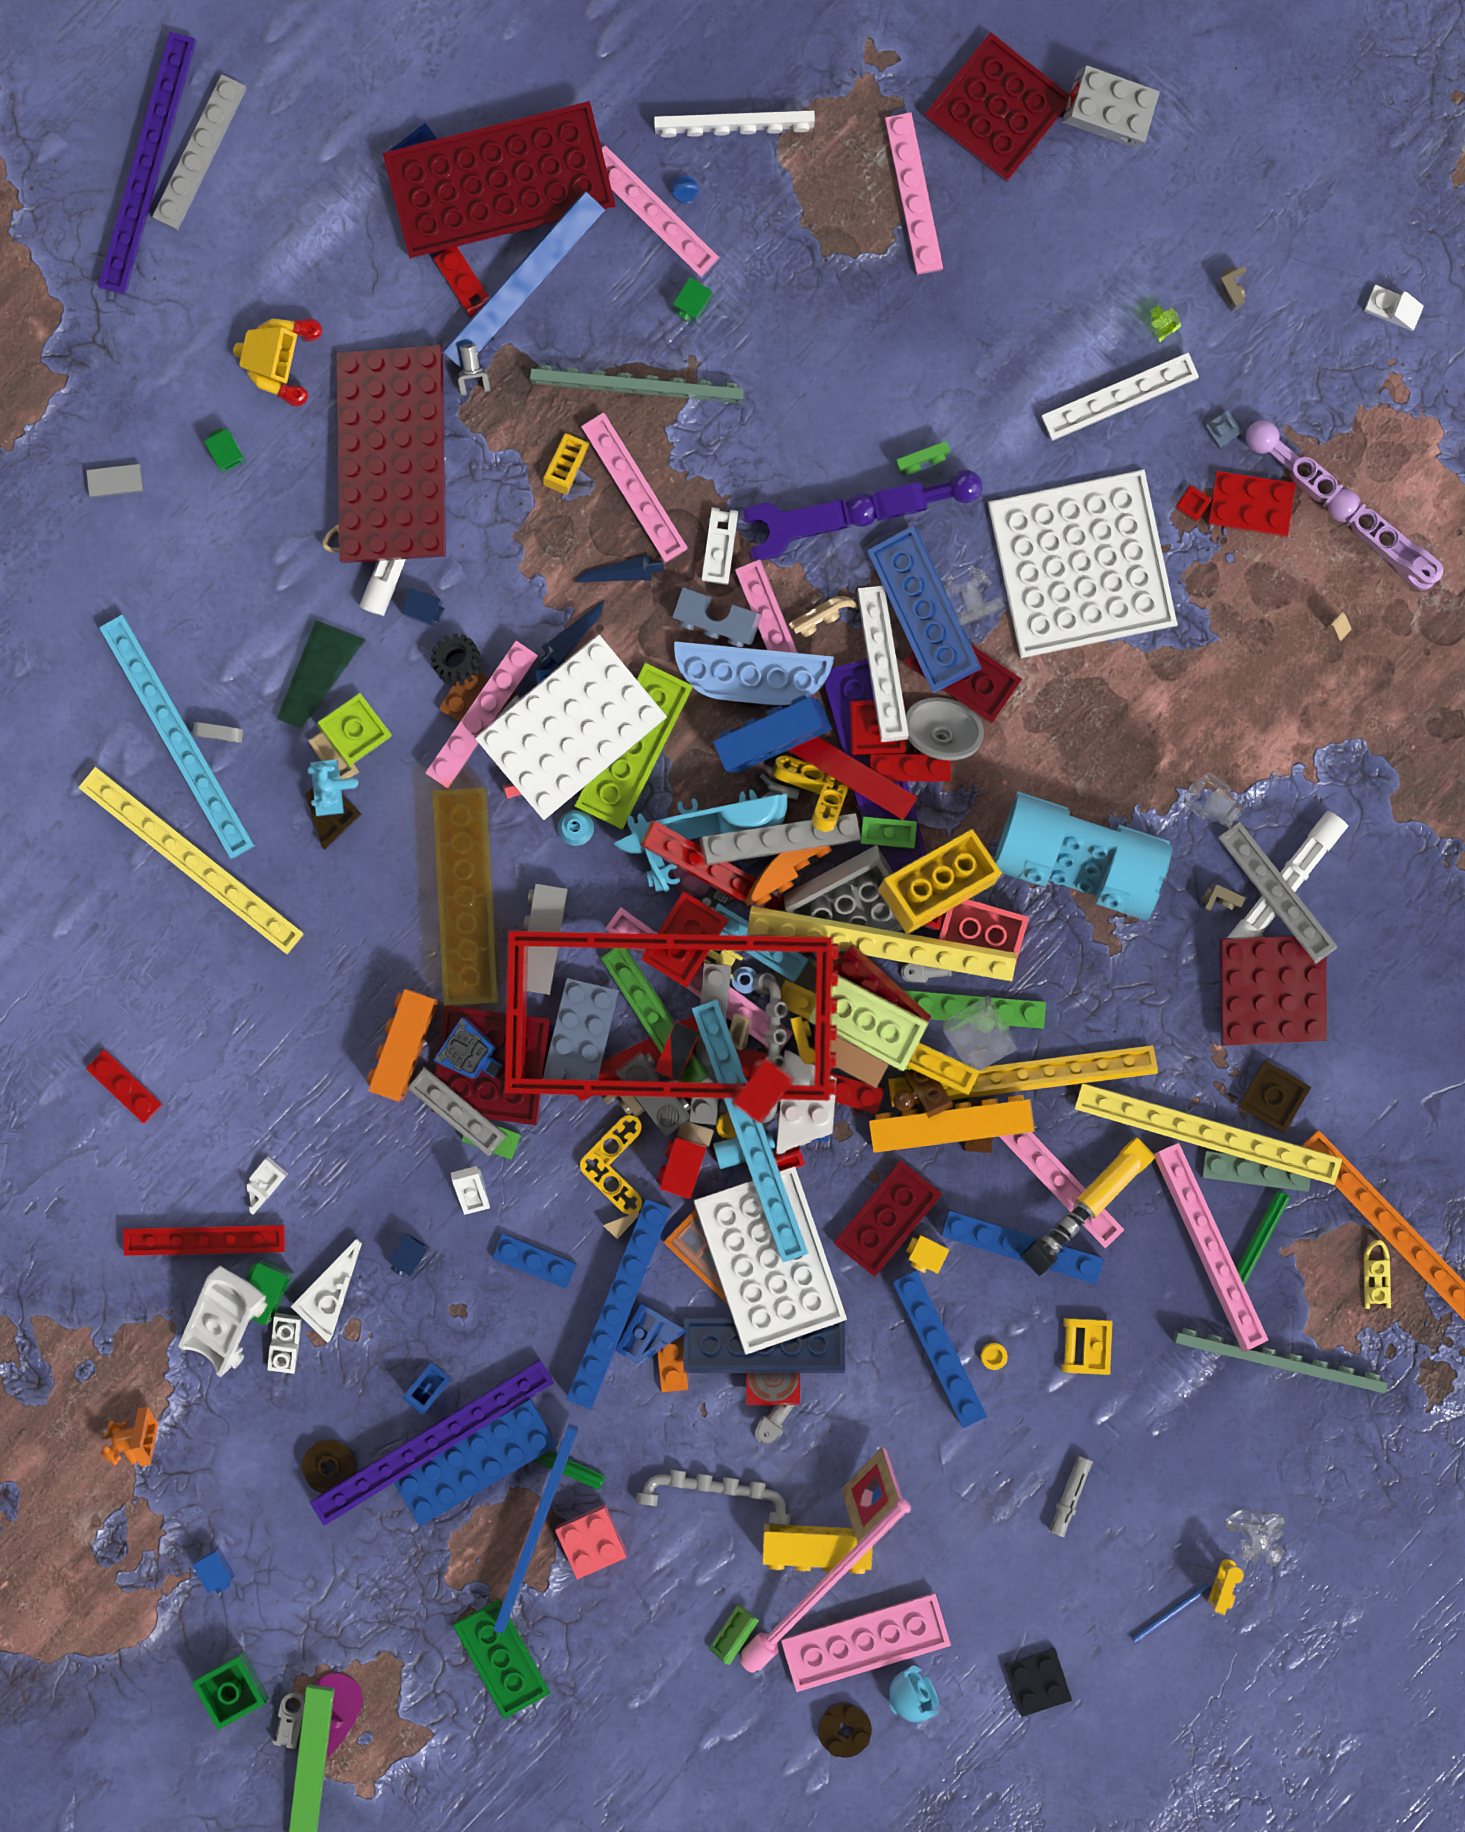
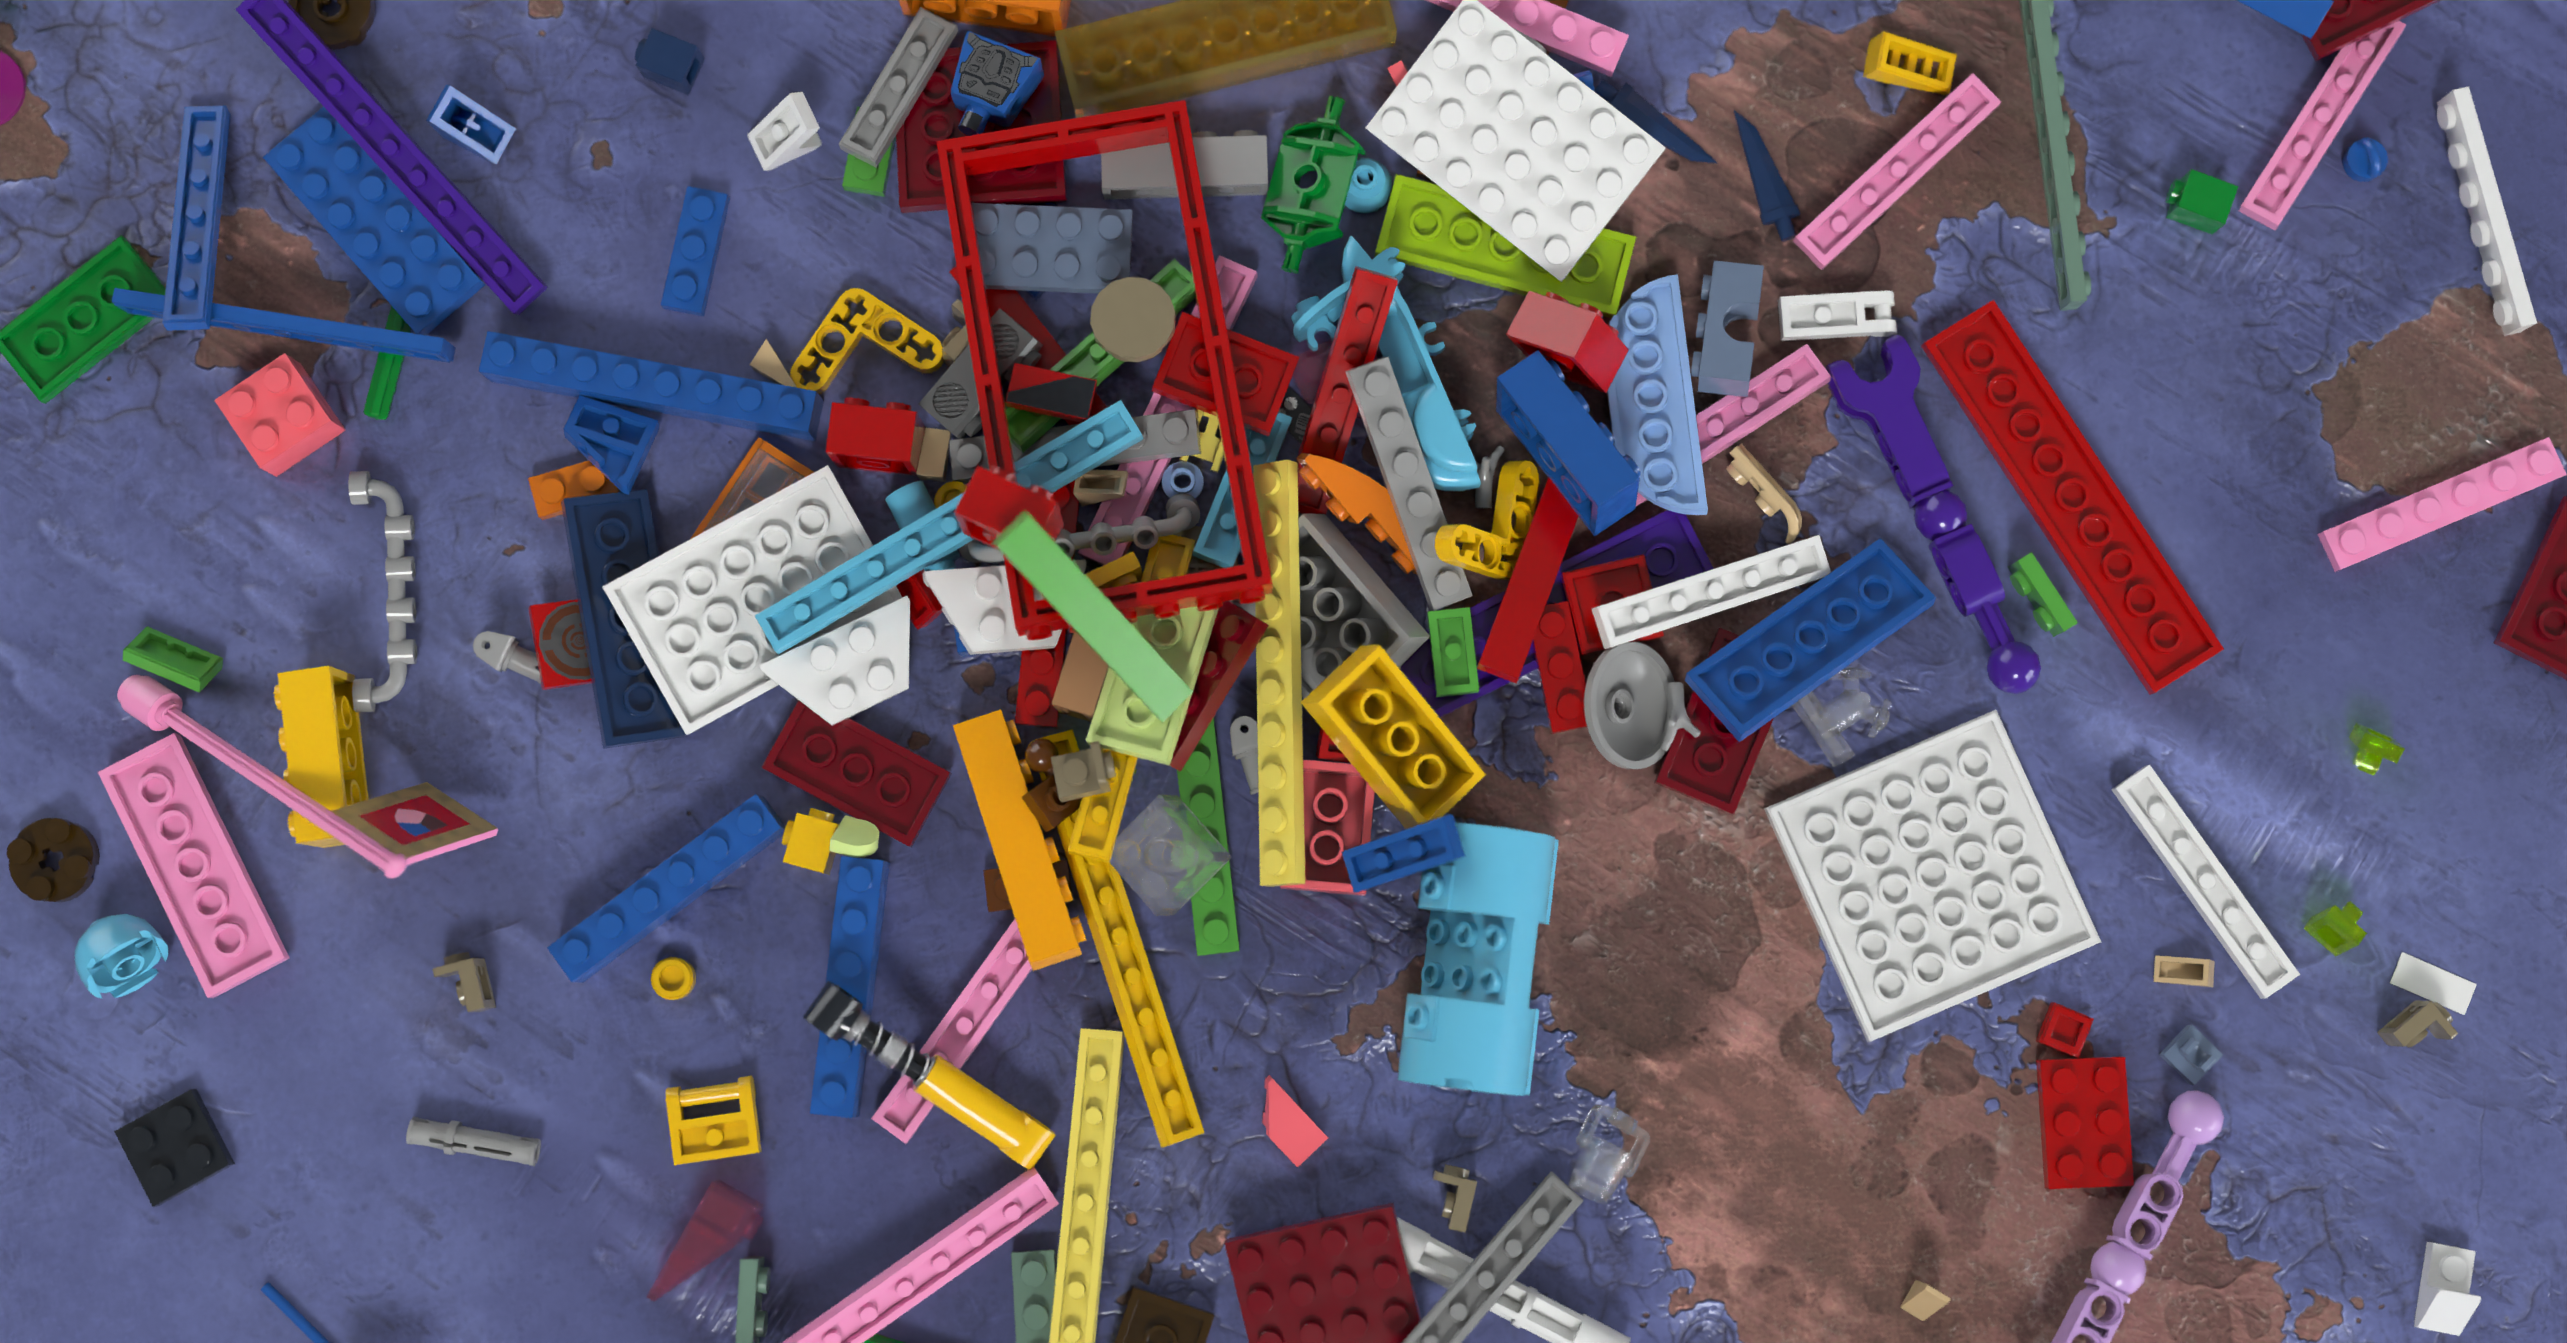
camera: 75 degrees right, 5 degrees down
(454, 1572) = (196, 218): none -> blue tile
(591, 867) = (1313, 213): none -> green plate
(646, 991) = (1133, 319): none -> dark tan tile
(706, 720) = (1571, 336): none -> red brick
(822, 1210) = (849, 665): none -> white wing
(836, 1050) = (1092, 616): none -> bright green tile
(864, 424) = (2072, 497): none -> red plate
(922, 1076) = (1083, 772): none -> dark tan bracket
(931, 1226) = (855, 838): none -> yellowish green tile
(954, 701) = (1677, 715): none -> light grey bar
(975, 1479) = (474, 984): none -> dark tan bracket
(1012, 889) = (1403, 853): none -> blue plate
(1057, 273) = (2373, 748): none -> clear neon green tile
(1156, 1358) = (715, 1229): none -> clear pink slope
(1158, 992) = (1289, 1125): none -> coral slope
(1171, 421) = (2184, 971): none -> tan piece
(1208, 269) = (2433, 983): none -> white sticker

